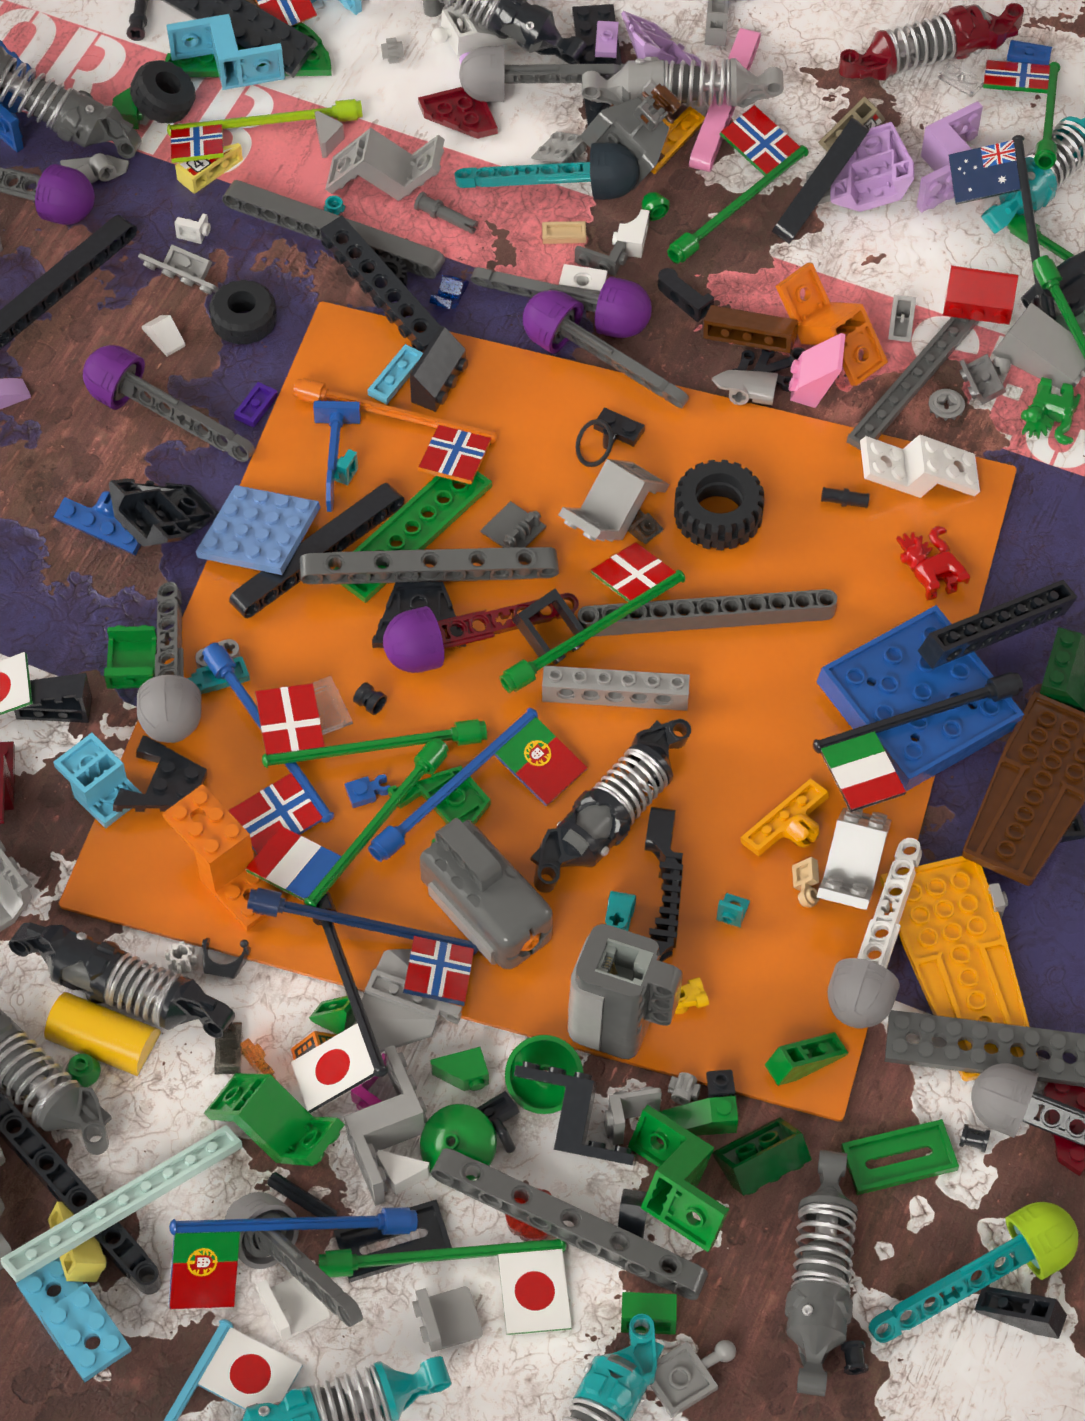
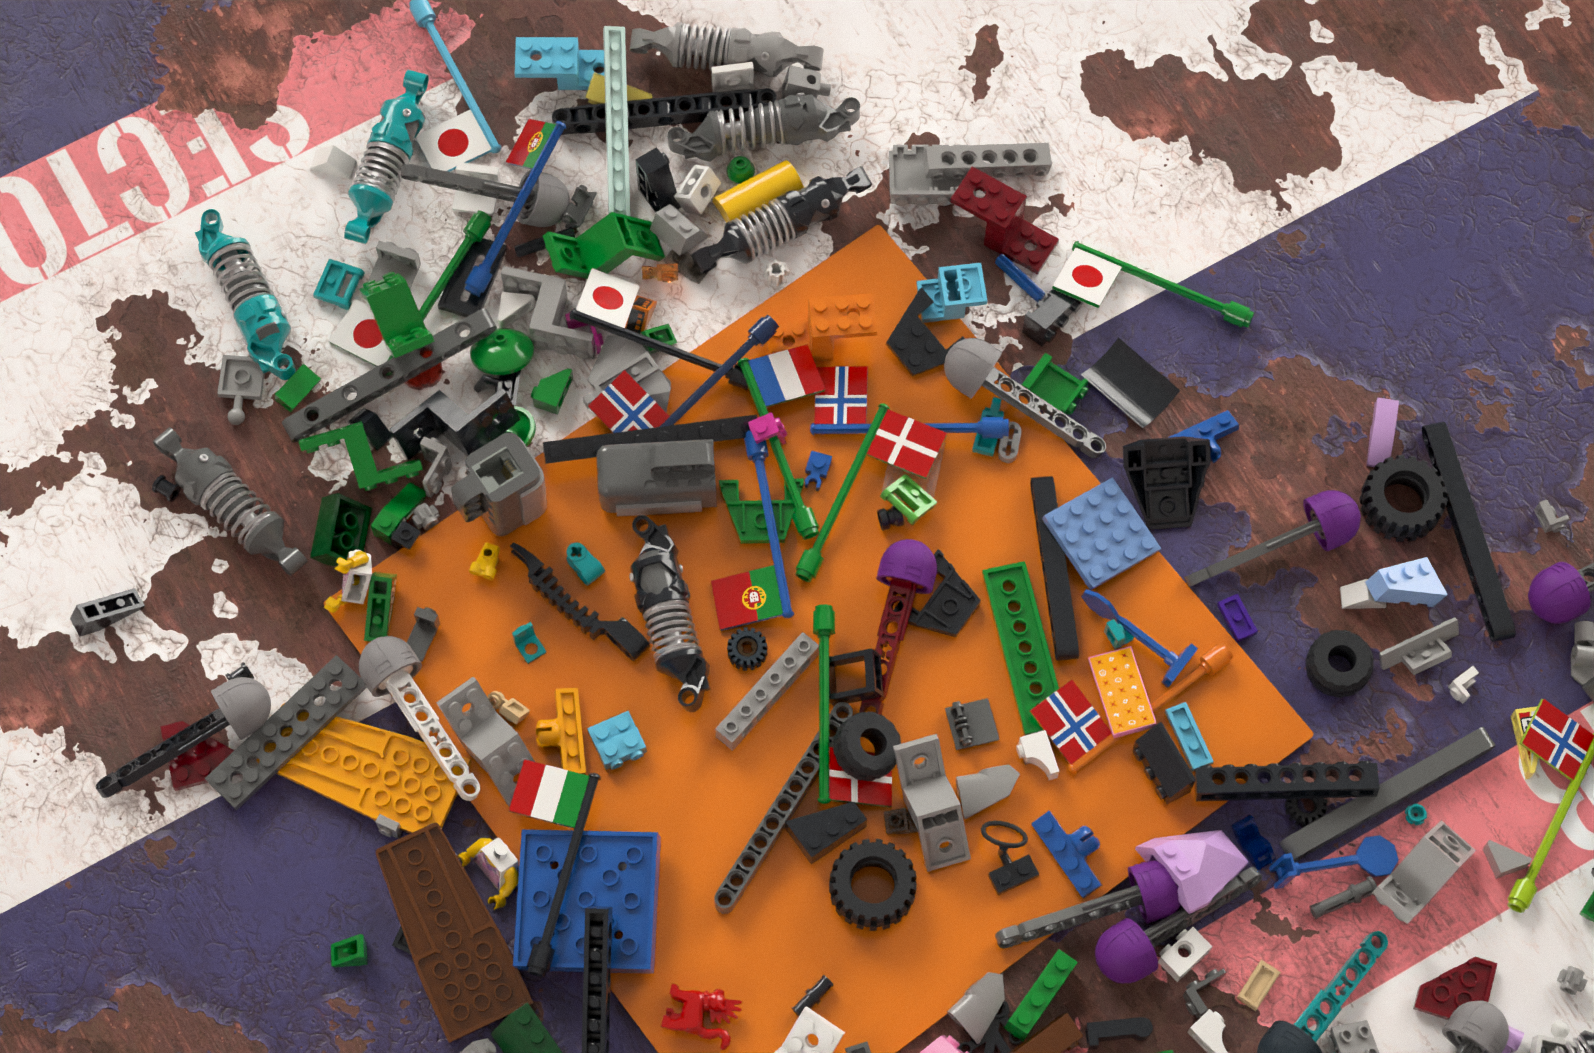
camera: 125 degrees right, 10 degrees up
(31, 753) = (1020, 278): none -> blue axle
(45, 322) = (1414, 475): none -> black tyre
(80, 606) = (1131, 383): none -> black sticker
(132, 300) = (1407, 582): none -> light blue wedge
(139, 1085) = (697, 189): none -> white brick
(160, 1123) = (656, 180): none -> black wedge
(199, 1071) = (676, 229): none -> light grey slope
(224, 970) = (750, 289): black helmet -> none
(231, 1188) = (575, 214): none -> dark grey hinge
(337, 684) = (913, 495): none -> bright green plate
(367, 834) = (767, 427): none -> dark pink bracket
(396, 213) = (1374, 856): none -> blue piece
(396, 436) = (1122, 692): none -> light orange tile
(448, 564) = (965, 643): dark grey beam -> none
(452, 937) = (588, 446): none -> black plate
(498, 464) = (1037, 750): none -> white arch
(504, 307) = (1197, 864): none -> lavender wedge
(504, 1250) = (396, 314): none -> green bracket
(504, 1372) = (332, 281): none -> teal plate
(562, 481) = (985, 788): none -> light grey panel
(565, 397) = (1070, 851): none -> blue plate
(597, 740) = (758, 648): none -> black bush
(606, 571) = (851, 754): none -> black tyre
(702, 351) = (1040, 995): none -> green brick
(704, 568) = (826, 829): none -> black wedge
(759, 777) = (617, 740): none -> medium azure plate
(801, 1003) = (424, 631): none -> dark grey bracket
(801, 1090) = (356, 579): none -> torso
(896, 1142) = (246, 641): green piece -> none
(949, 794) = (497, 864): none -> torso
(1041, 1238) = (133, 647): piece -> none

